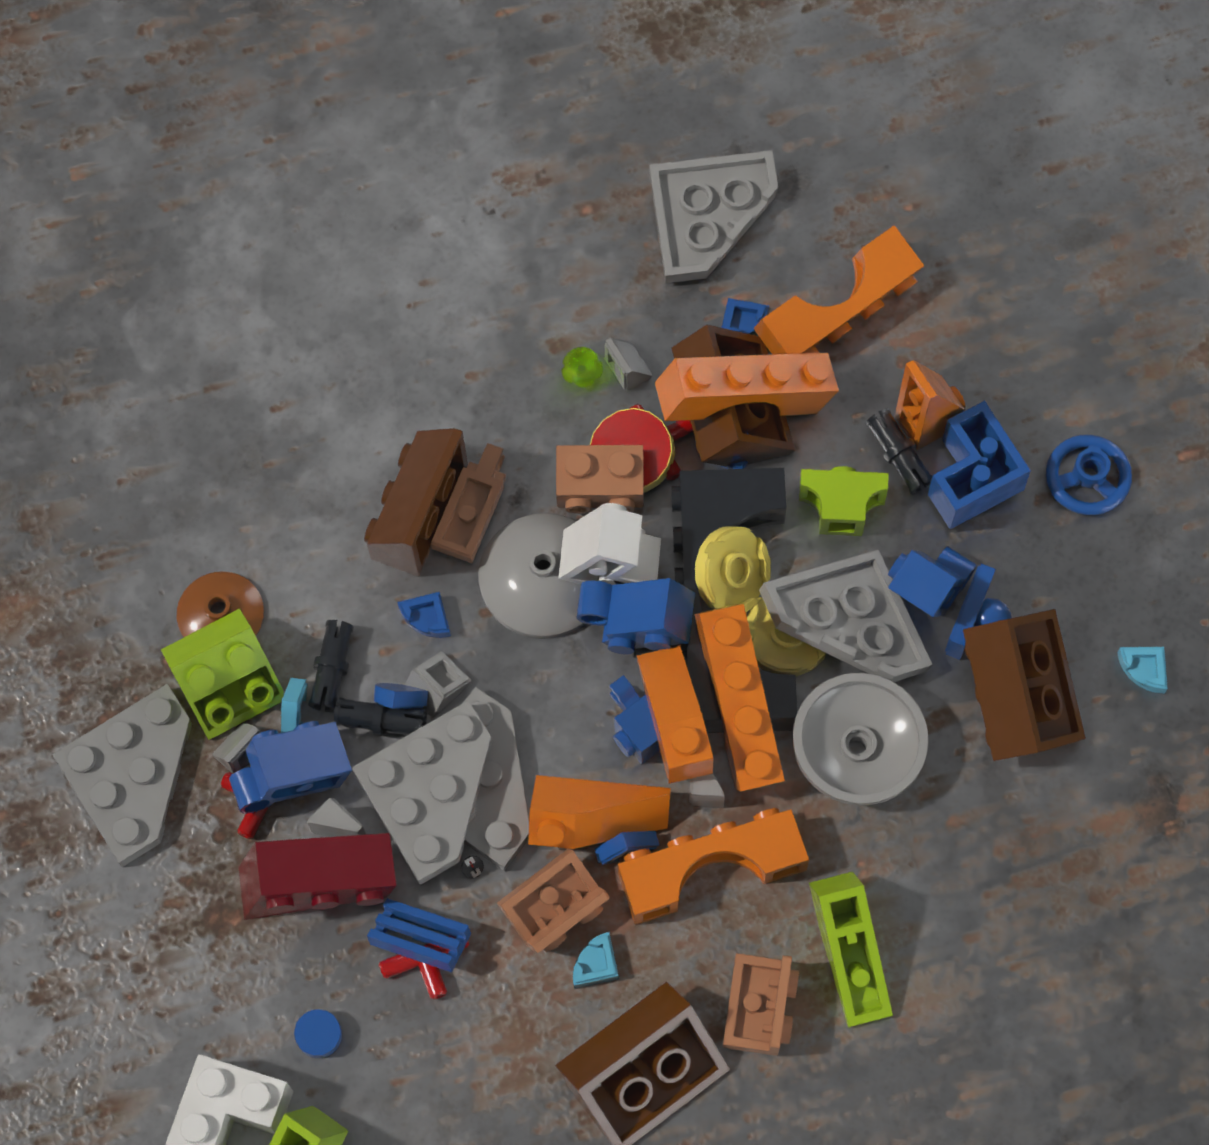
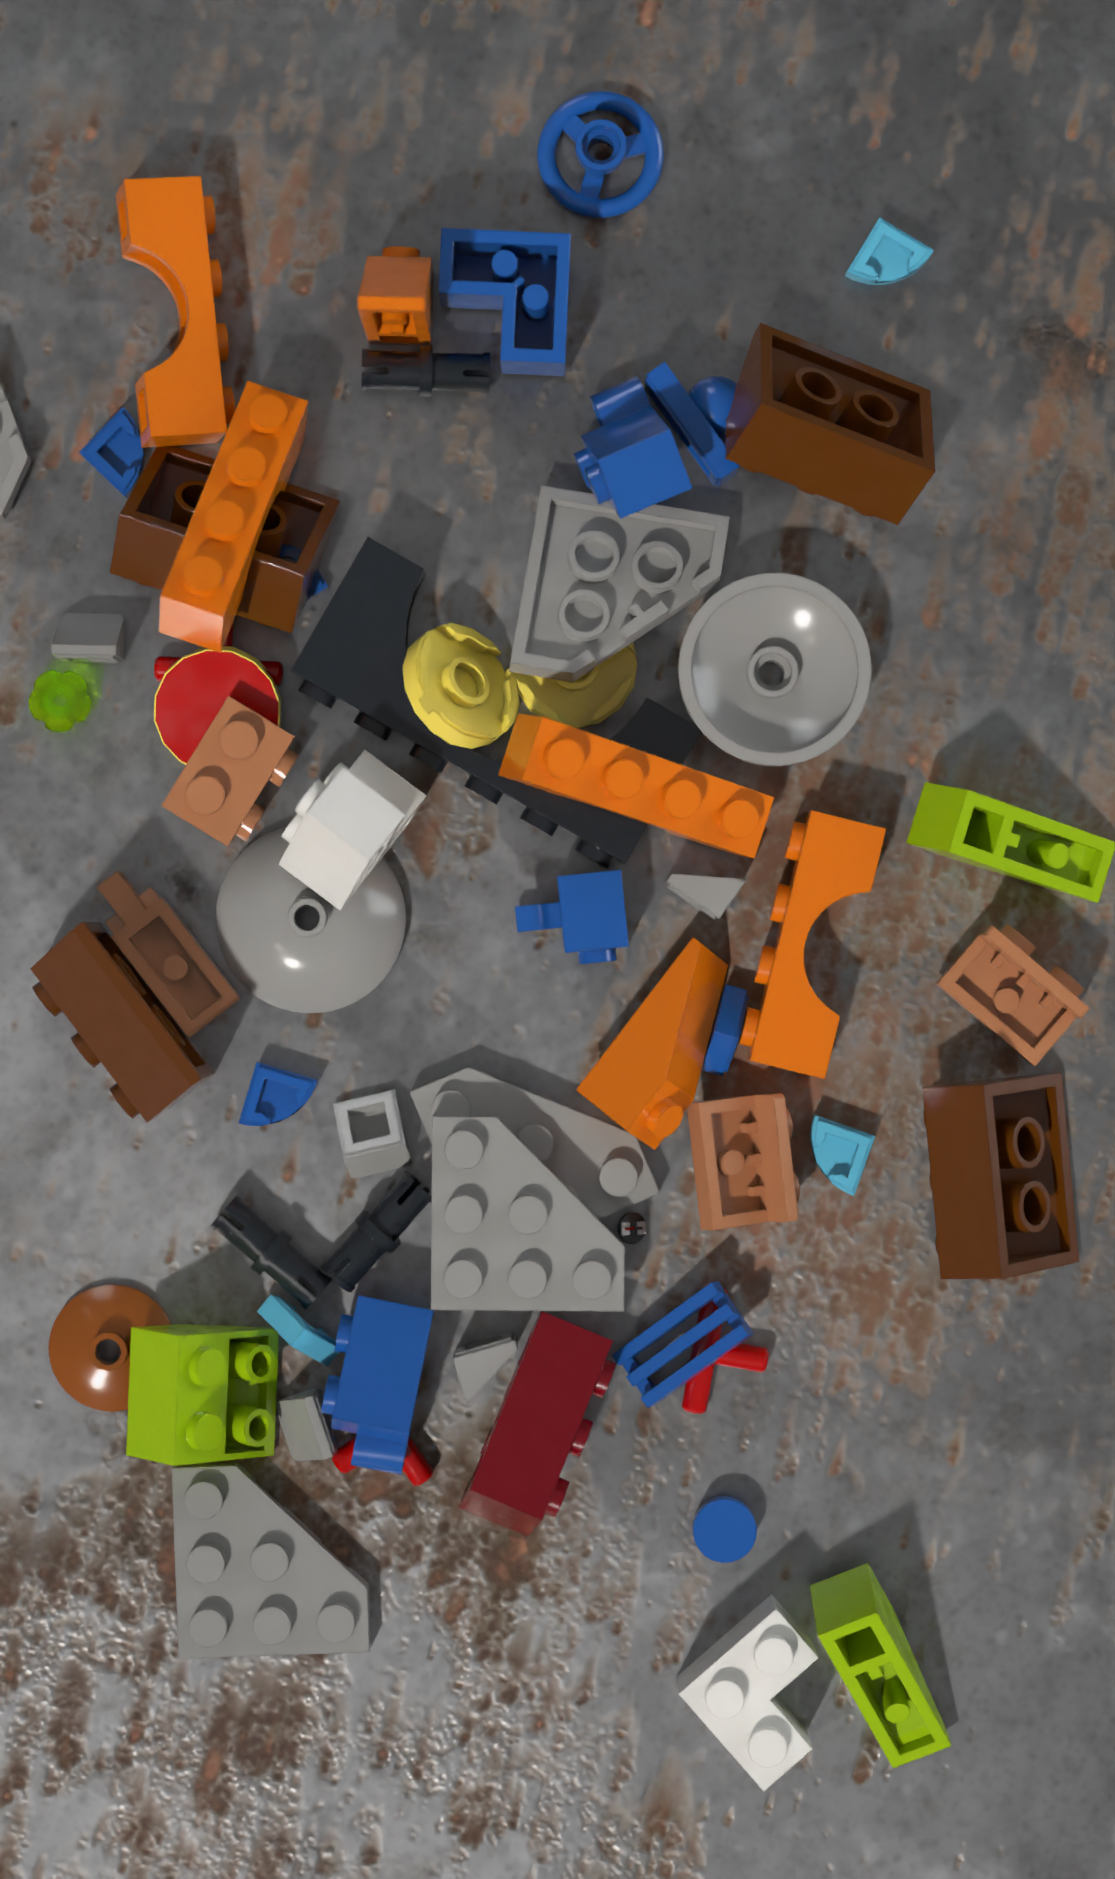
camera: 60 degrees left, 20 degrees up
(399, 696) = (366, 1194): blue tile -> none
(638, 613) = (450, 840): blue hinge -> none
(676, 715) = (609, 877): orange slope -> none
(842, 497) = (445, 484): lime brick -> none

